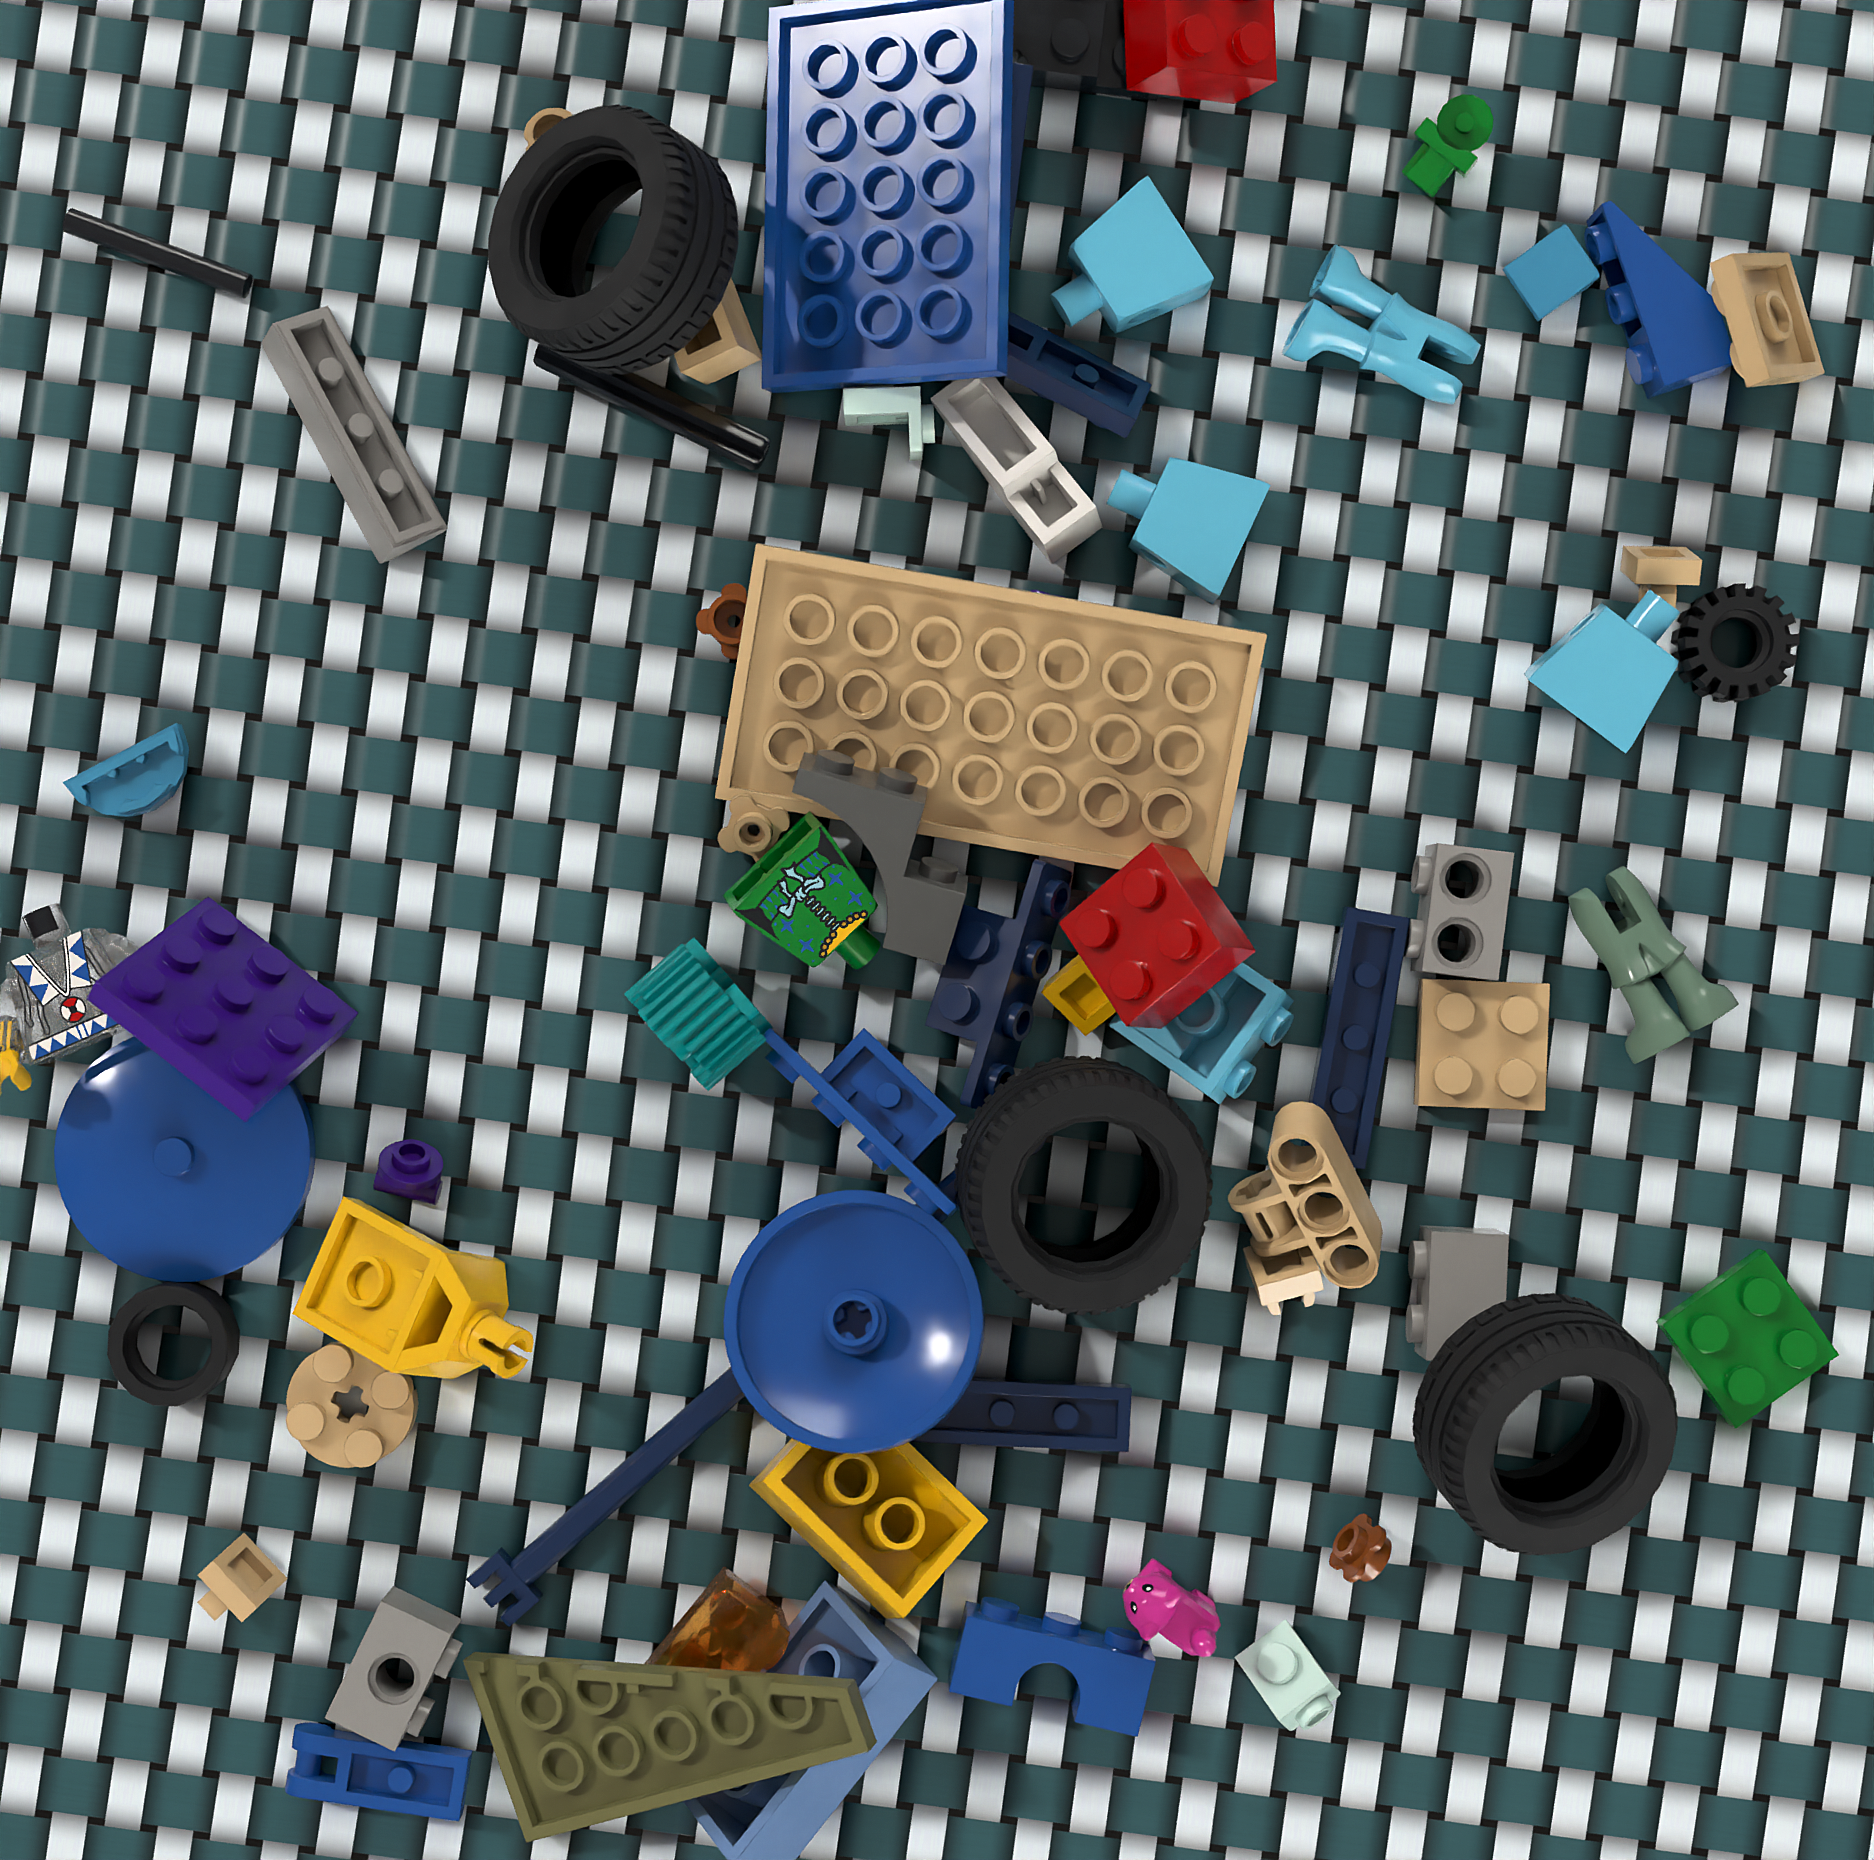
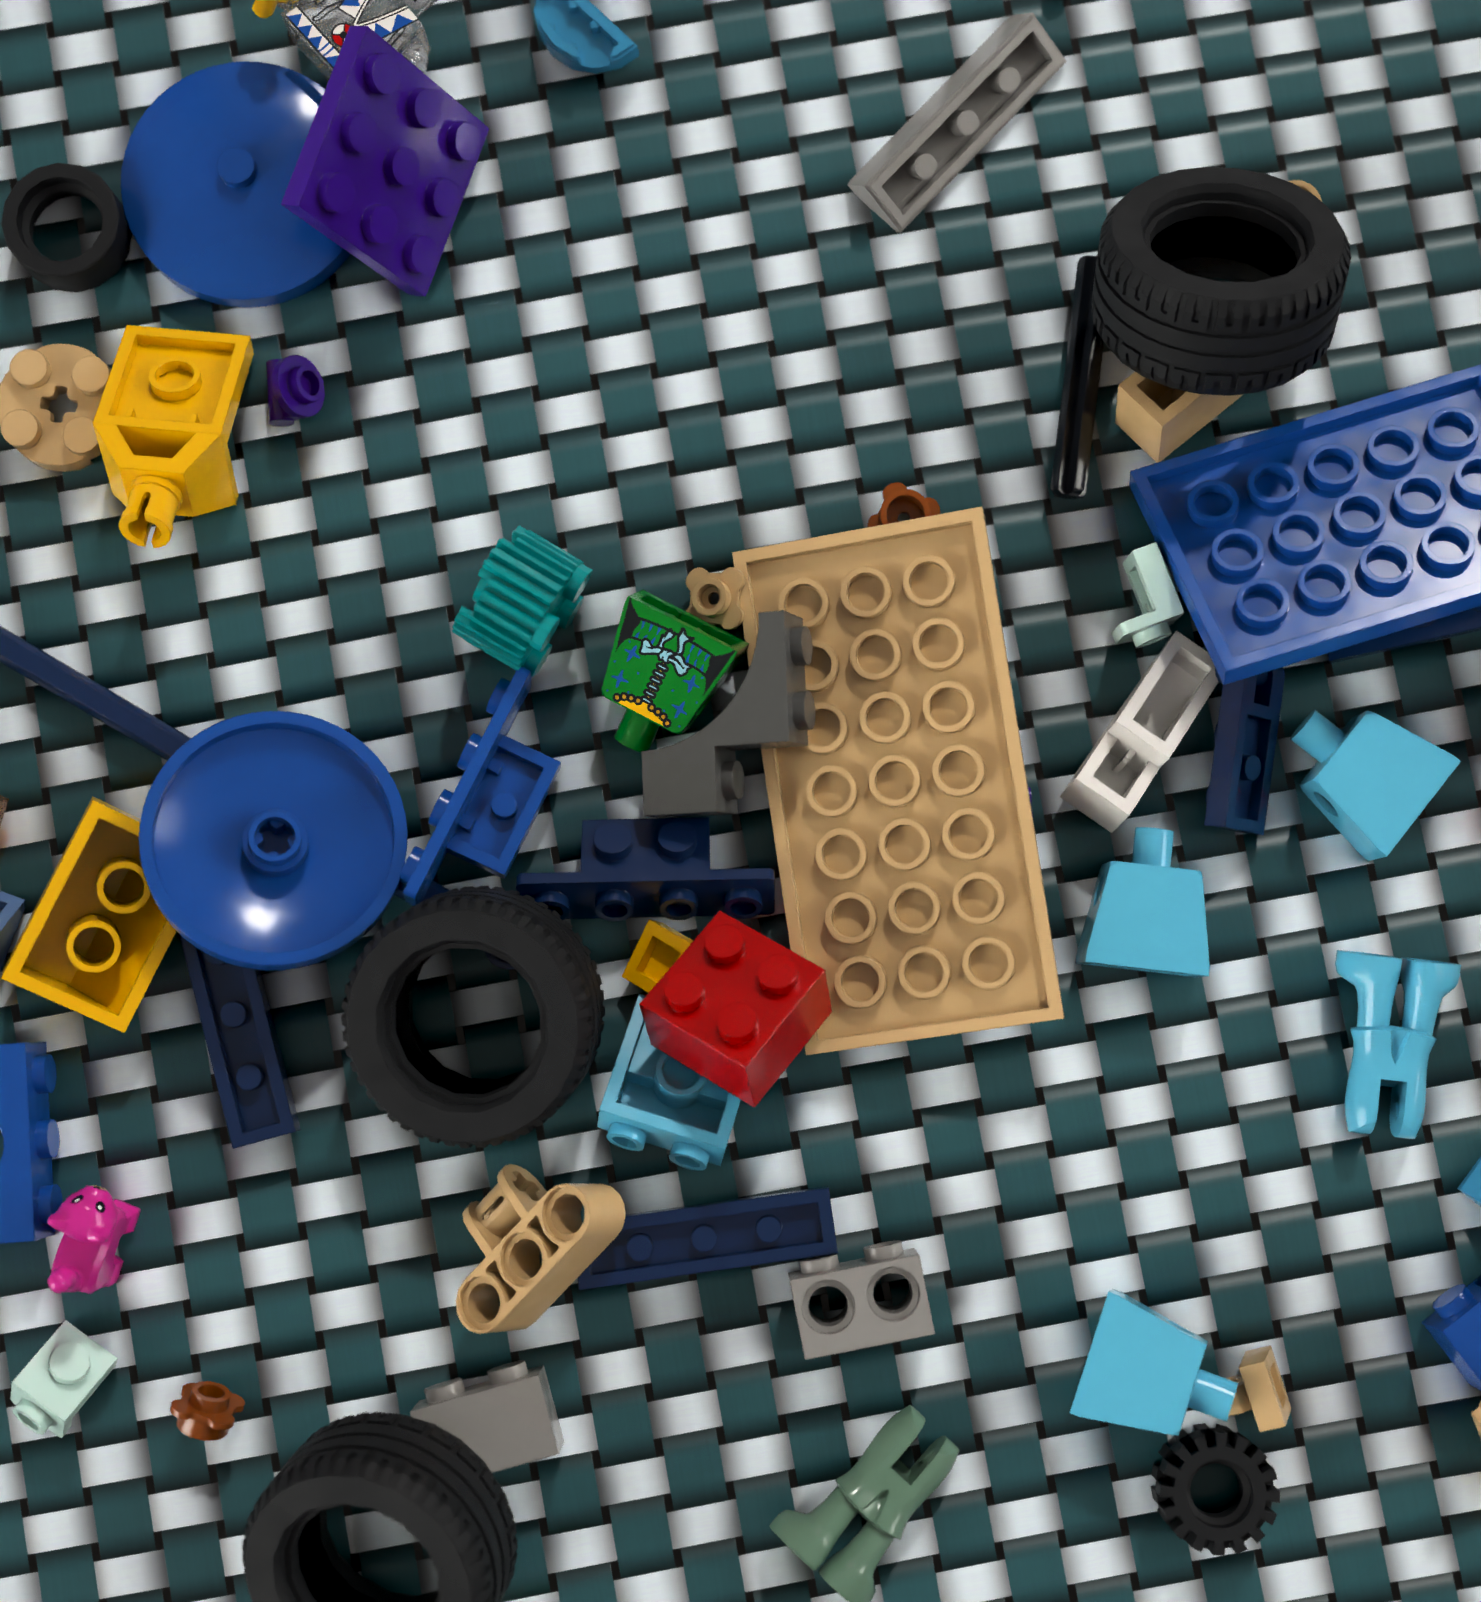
camera: 75 degrees right, 5 degrees down
(1284, 1277) = (448, 1245): tan tile -> none
(1481, 1044) = (738, 1367): tan plate -> none

